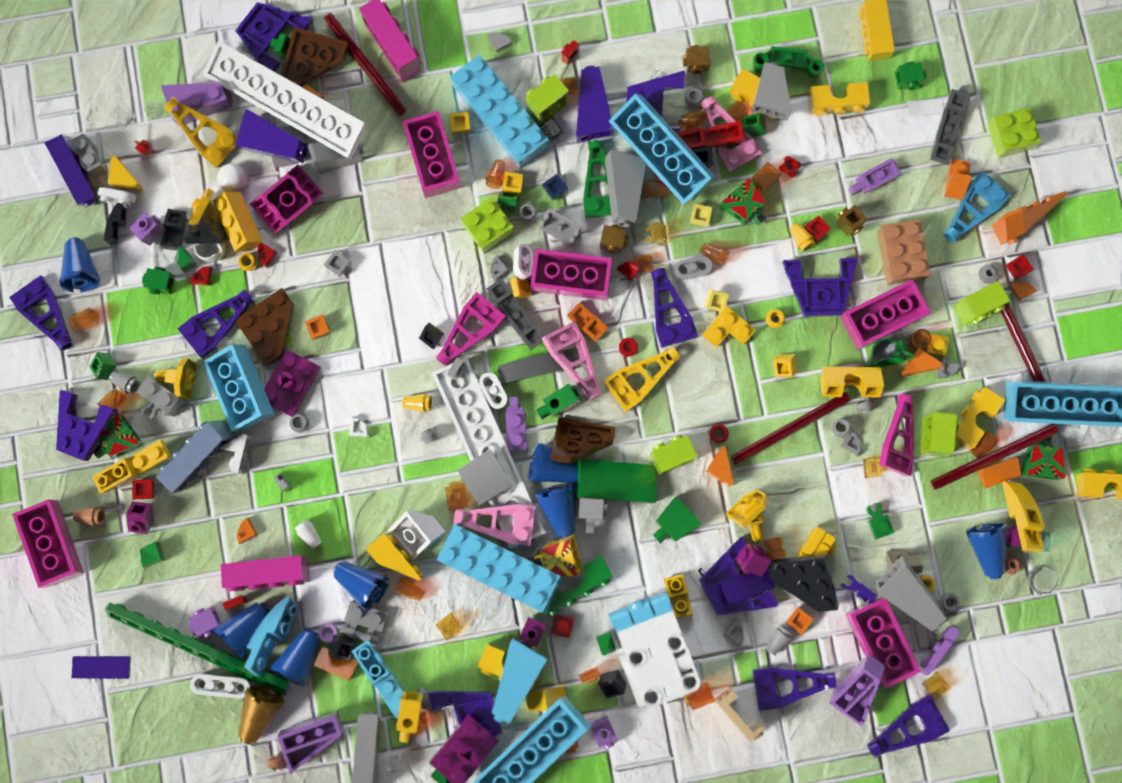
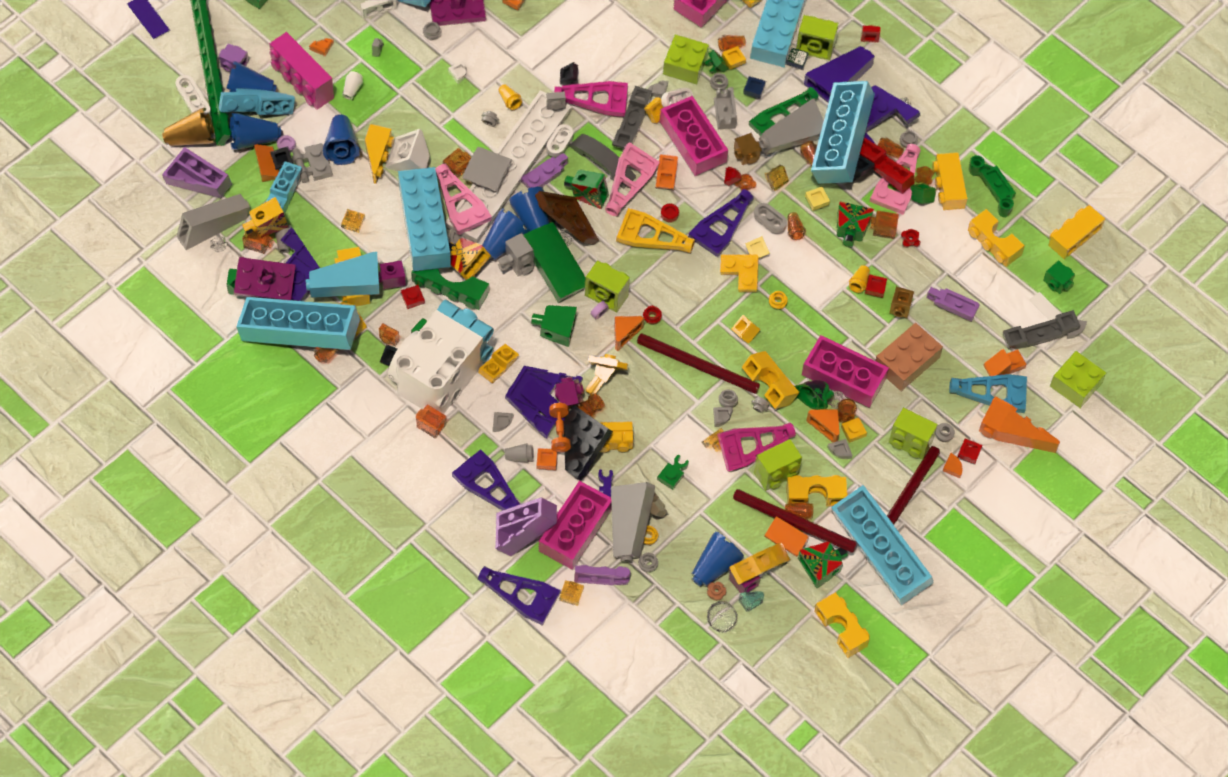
camera: 50 degrees right, 20 degrees down
(235, 602) = (262, 68): red tile -> none
(276, 762) = (160, 166): nougat plate -> none
(409, 589) = (360, 174): clear orange cone -> none
(573, 82) = (843, 46): clear orange plate -> none
(603, 725) = (357, 370): medium lavender brick -> none
(686, 475) = (599, 310): none -> lavender tile
(696, 59) = (940, 121): pearl gold brick -> none
(723, 702) = (441, 437): tan panel -> none
(772, 93) = (954, 179): light grey slope -> none
(783, 592) = (558, 411): none -> orange wheel
(824, 295) = (823, 319): dark purple wing -> none

